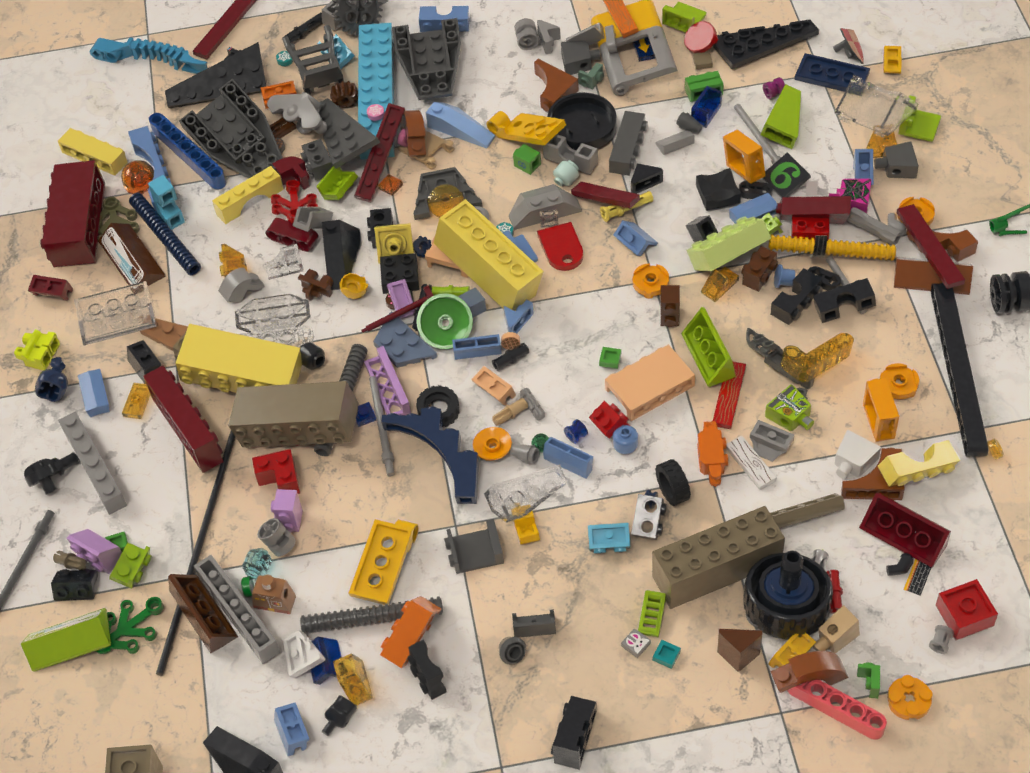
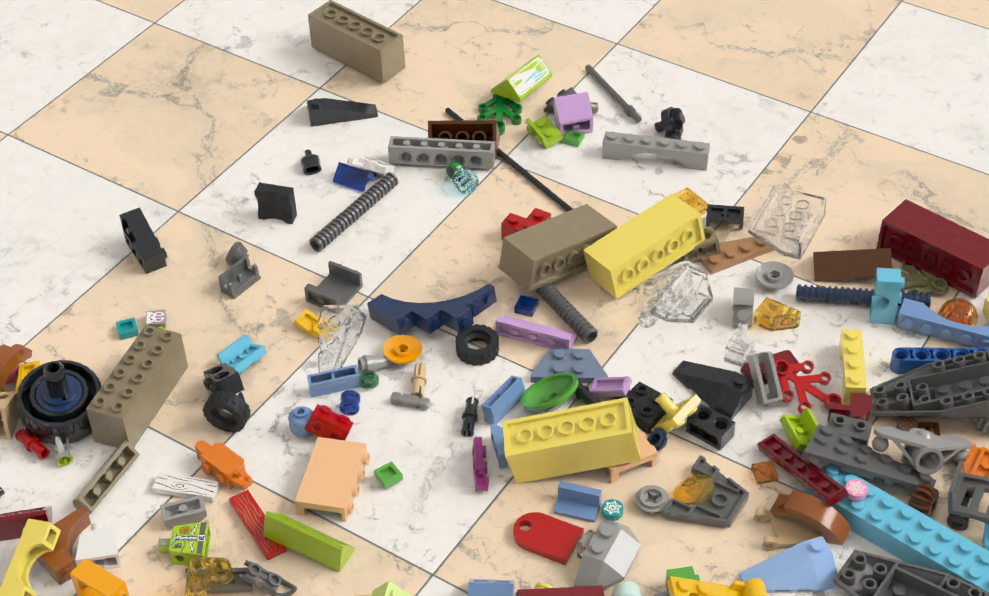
camera: 130 degrees right, 10 degrees down
(38, 349) = (806, 174): neon yellow hips -> none
(50, 286) = (867, 207): dark red hinge -> none
(52, 382) = (757, 162): dark blue piece -> none
(93, 392) = (726, 183): medium blue piece -> none
(184, 418) = (624, 196): dark red brick -> none
(187, 291) = (774, 275): none -> light grey dish
(273, 595) = (429, 172): medium nougat torso -> none
(276, 537) = (469, 197): light grey wheel -> none
(287, 509) = (484, 209): lavender brick -> none
(291, 728) = (328, 132): medium blue hinge -> none
(312, 355) = (616, 303): black head -> none
(313, 287) = (691, 347): reddish brown hips -> none
(353, 286) = (660, 367): yellow hair -> none
(353, 678) = (322, 174): clear yellow slope -> none
(387, 456) = (508, 308): light grey bar -> none
(403, 536) = (386, 238): yellow hinge -> none
(408, 630) = (311, 211): orange wedge -> none
(418, 303) = (587, 397): dark red piece -> none
(493, 385) = (452, 385): light nougat hinge -> none
(510, 340) = (483, 426): light nougat tile -> none
(547, 317) = (479, 467): none -> magenta hinge
(647, 288) = (430, 575): light orange plate -> none
(670, 305) = (379, 540): reddish brown brick -> none
(739, 646) = (72, 346): reddish brown slope -> none

